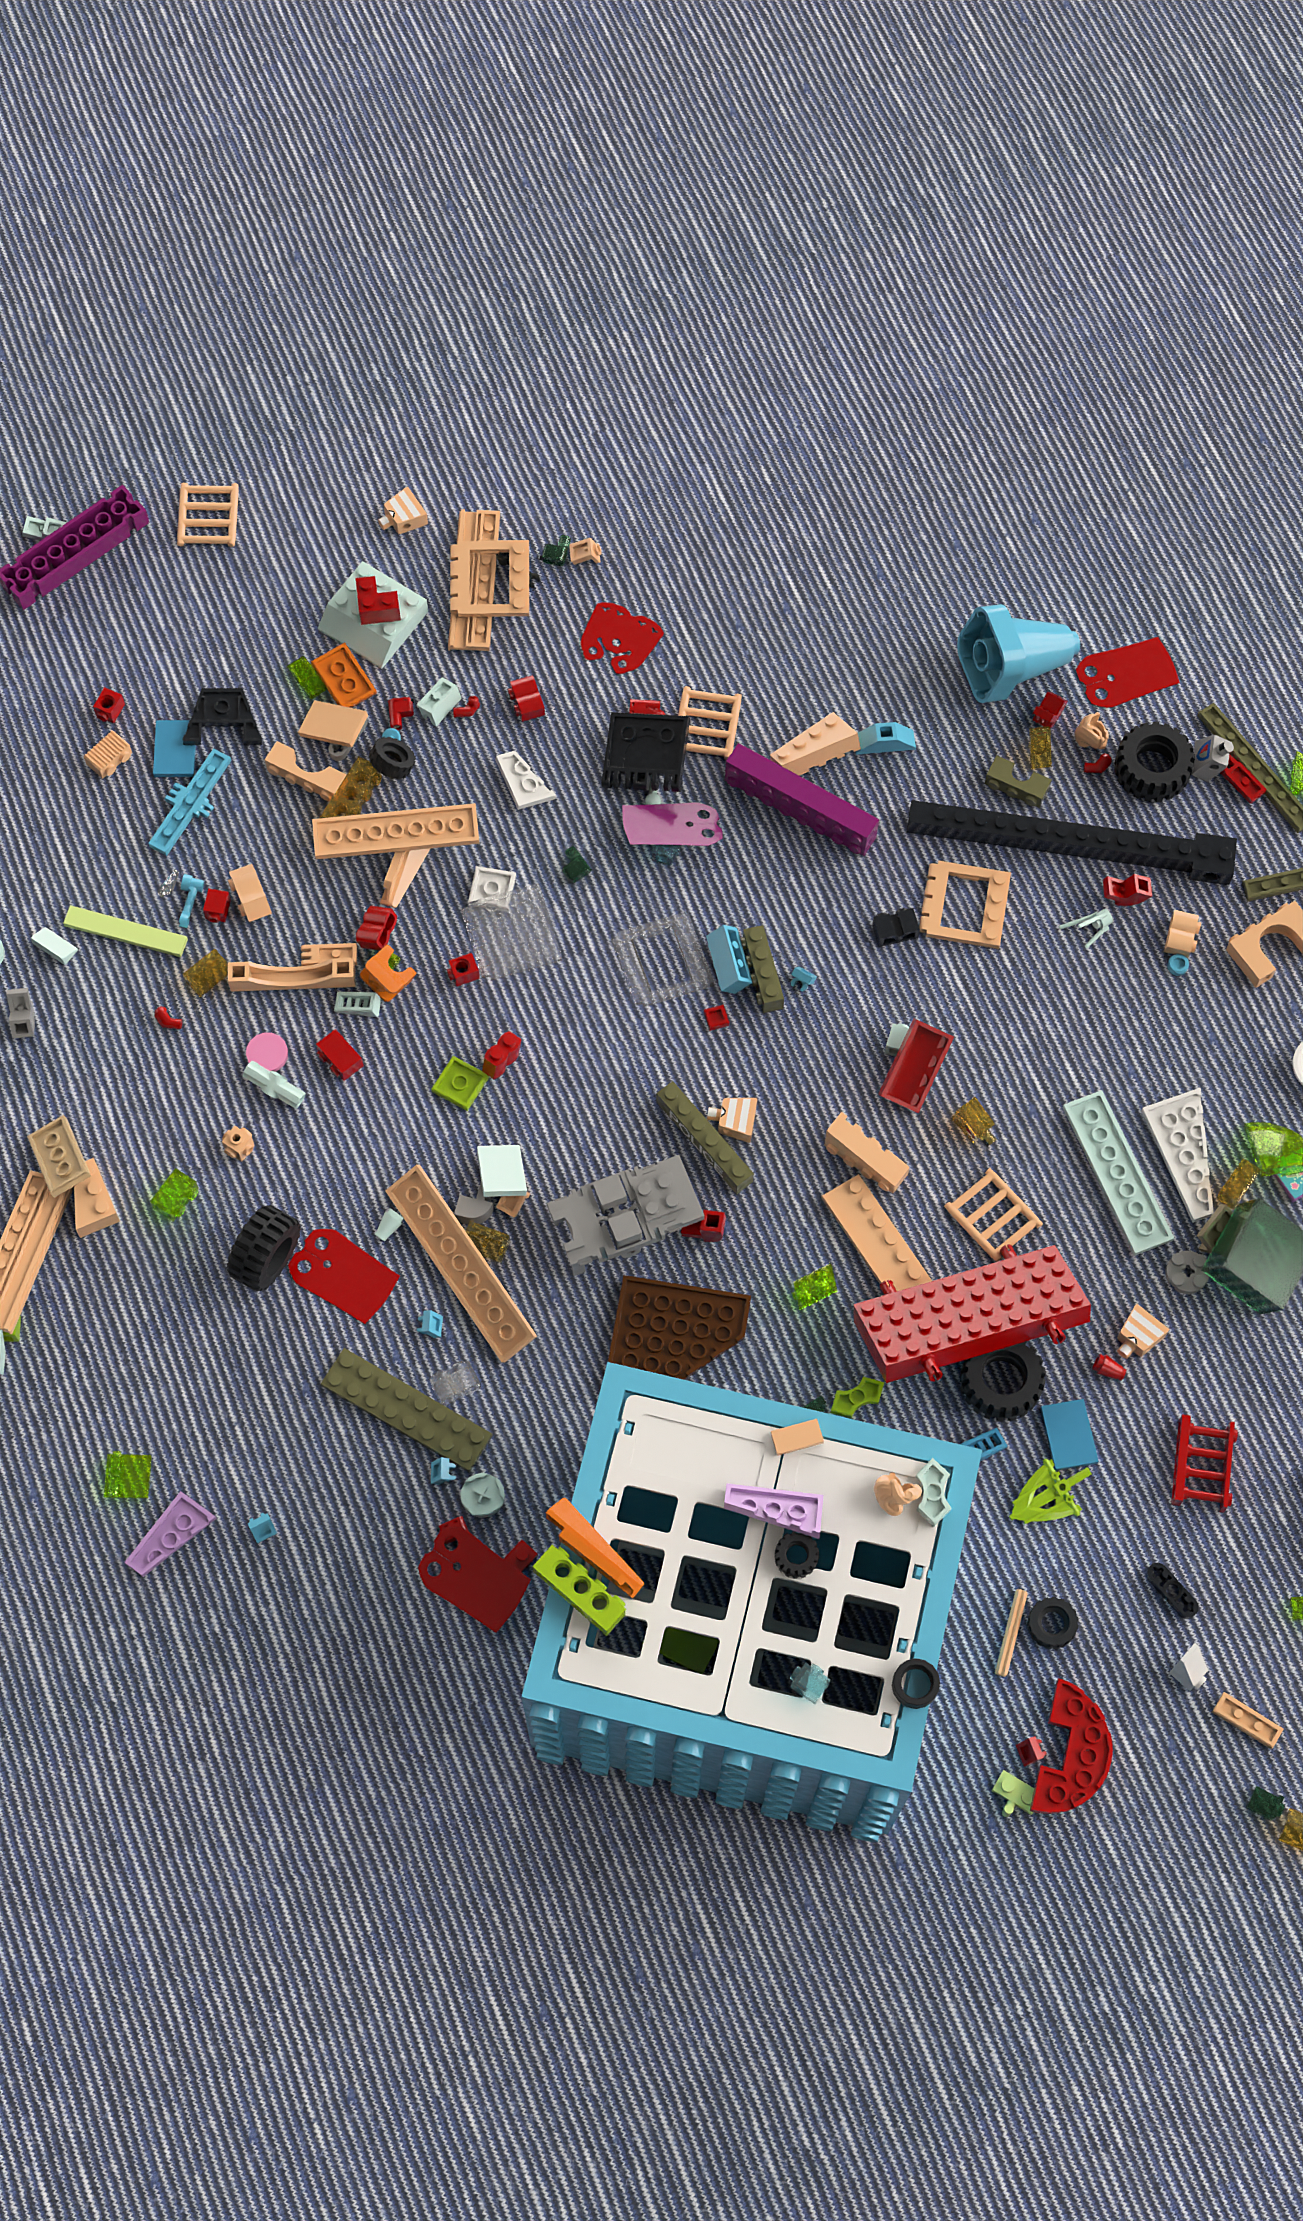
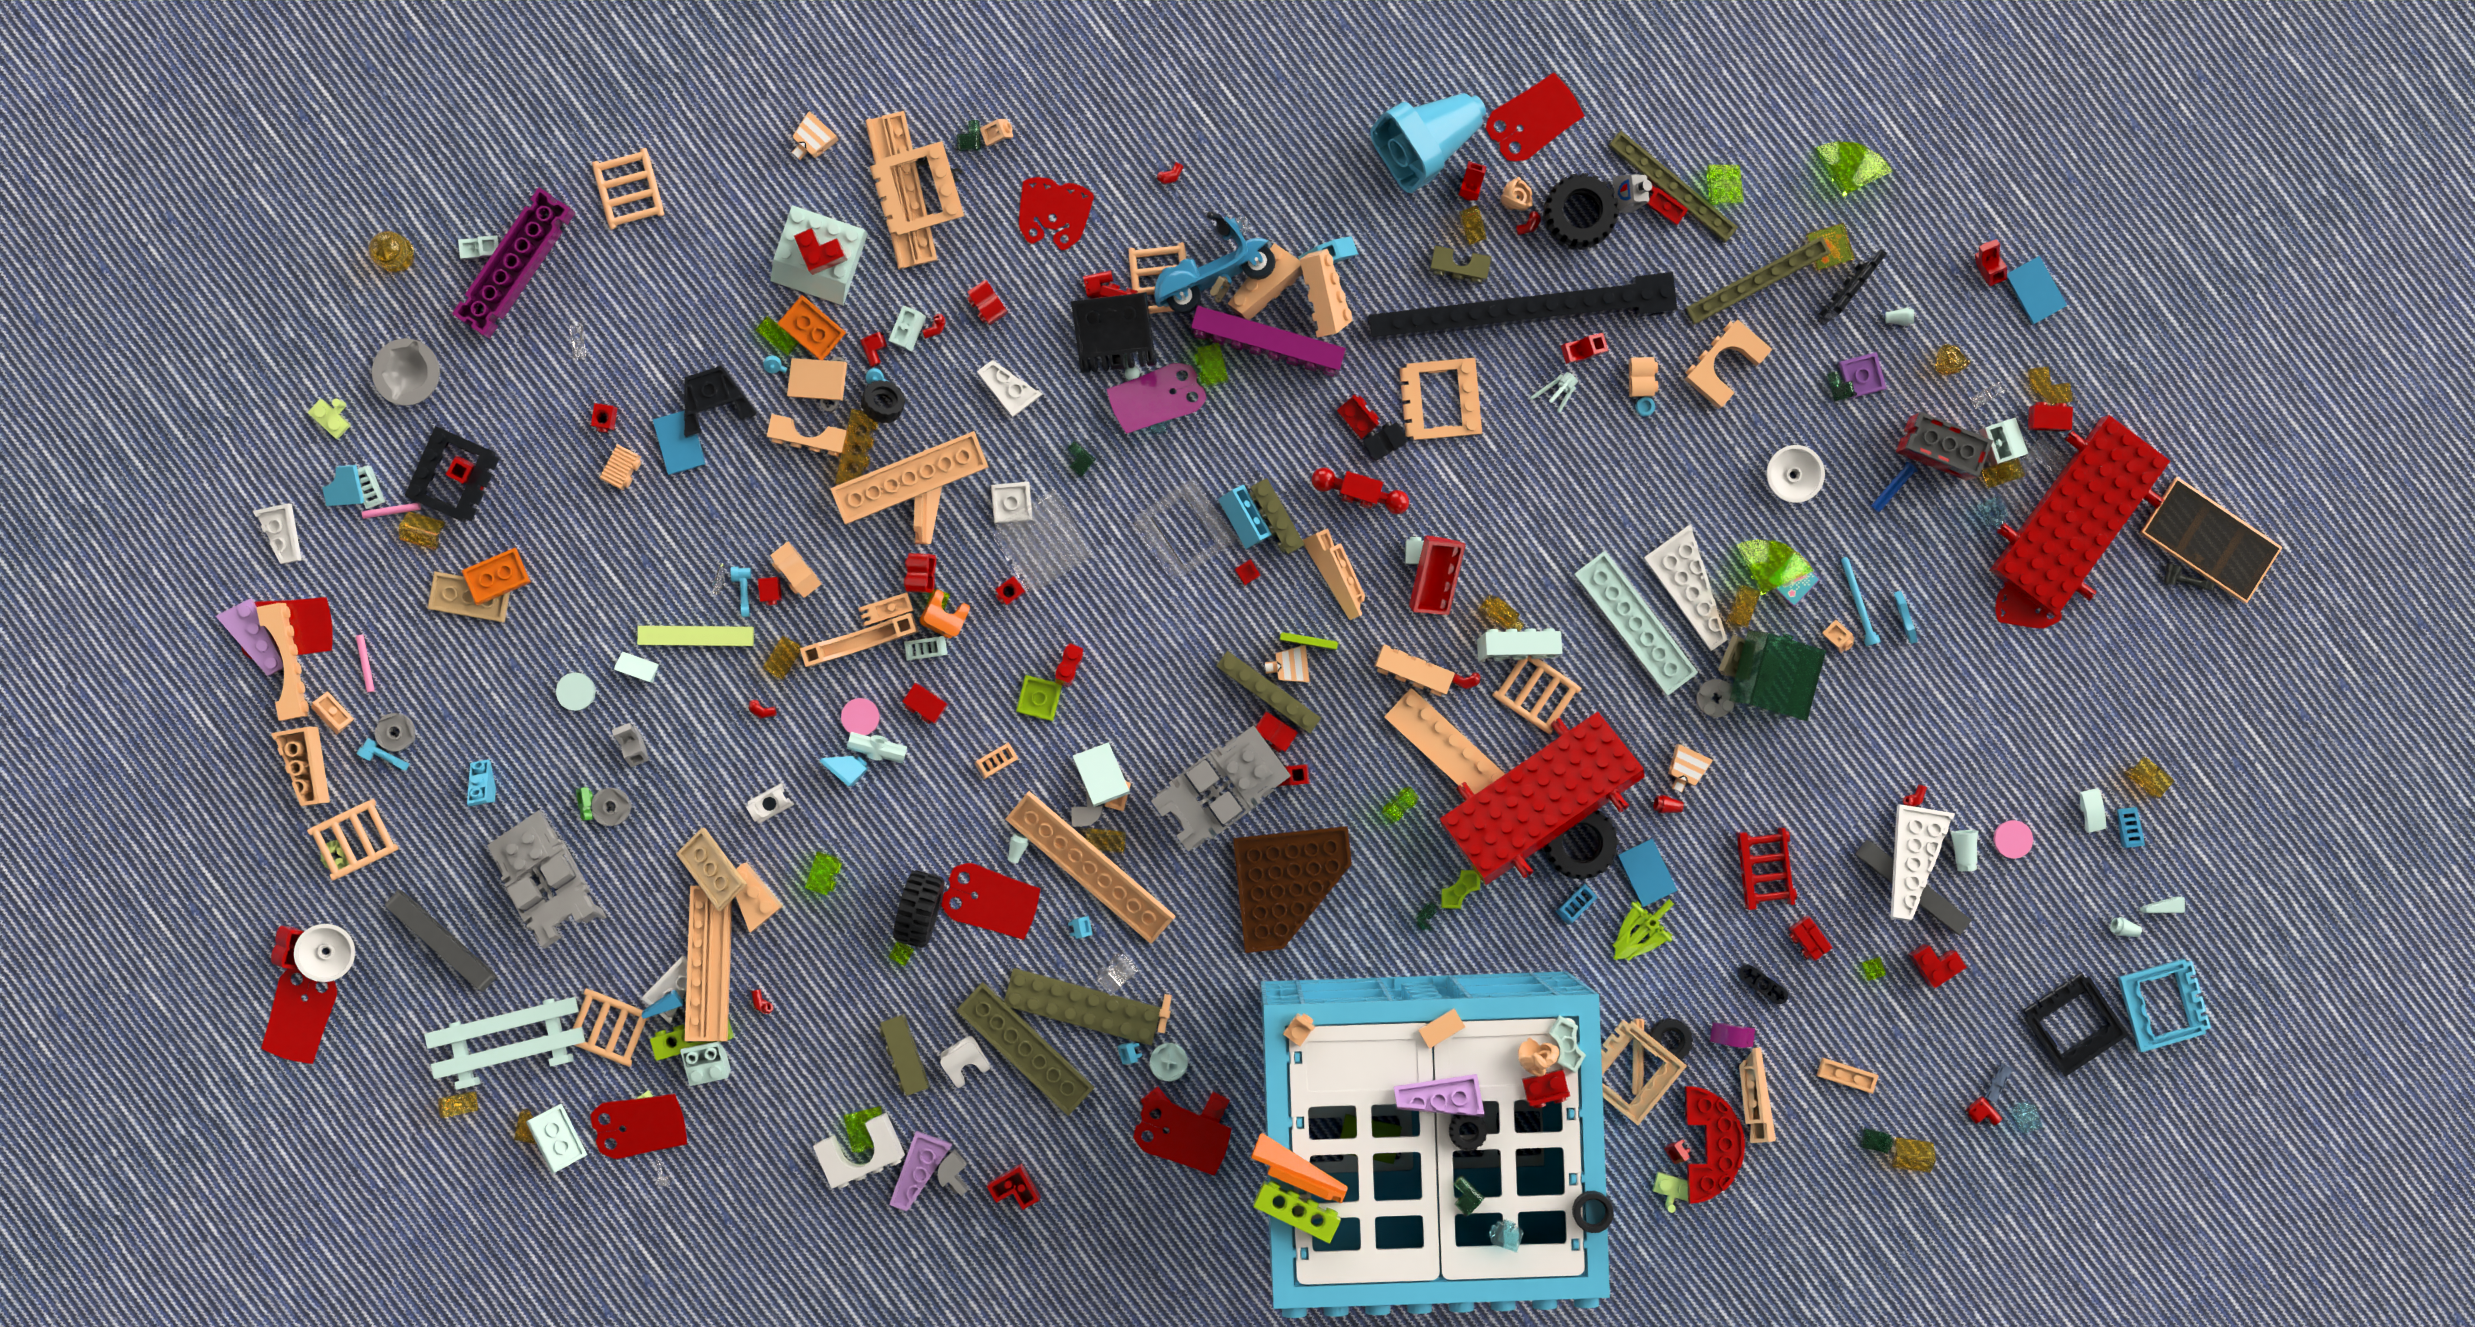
camera: 20 degrees left, 20 degrees up
(60, 1312) = (761, 1004): none -> red arm
(108, 635) = (577, 344): none -> clear bar
(140, 1503) = (840, 1170): none -> white arch
(143, 1111) = (768, 804): none -> white piece
(189, 802) = (711, 493): medium azure hinge -> none
(197, 1404) = (904, 1054): none -> olive brick
(202, 1543) = (948, 1172): none -> light grey brick
(228, 1301) = (901, 953): none -> clear neon green tile
(235, 1094) = (847, 768): none -> medium azure slope
(236, 1148) = (868, 806): light nougat brick -> none
(255, 1422) = (960, 1054): none -> white piece
(262, 1527) = (993, 1143): medium azure tile -> none
(269, 1574) = (1015, 1182): none -> red brick
(294, 701) = (773, 364): none -> medium azure piece
(330, 1436) = (1025, 1048): none -> olive plate
(395, 1139) = (982, 770): none -> light nougat slope
(493, 1441) = (1164, 1013): none -> light nougat bar
(640, 1394) = (1299, 1028): none -> light nougat bracket
(703, 1179) = (1276, 732): none -> red brick
(732, 723) = (1182, 284): none -> dark azure piece
(736, 811) = (1212, 365): none -> clear neon green brick
(746, 633) = (1170, 176): none -> red arm
(767, 1097) = (1309, 641): none -> lime tile
(780, 1631) = (1470, 1198): none -> clear green piece
(804, 976) = (1315, 512): medium azure tile -> none
(810, 1039) = (1336, 571): none -> light nougat wedge
(857, 962) = (1360, 489): none -> red brick
(872, 767) = (1325, 293): none -> light nougat wedge
(874, 896) = (1358, 416): none -> red bracket
(897, 1532) = (1546, 1088): none -> red bracket
(920, 1185) = (1467, 682): none -> red arm
(985, 1156) = (1519, 644): none -> light aqua wedge
(1021, 1668) = (1655, 1086): none -> light nougat hinge
(1125, 1633) = (1732, 1035): none -> magenta brick
(1136, 1717) = (1756, 1098): none -> light nougat wedge
(1190, 1669) = (1791, 1051): white slope -> none
(1236, 1552) = (1810, 938): none -> red brick

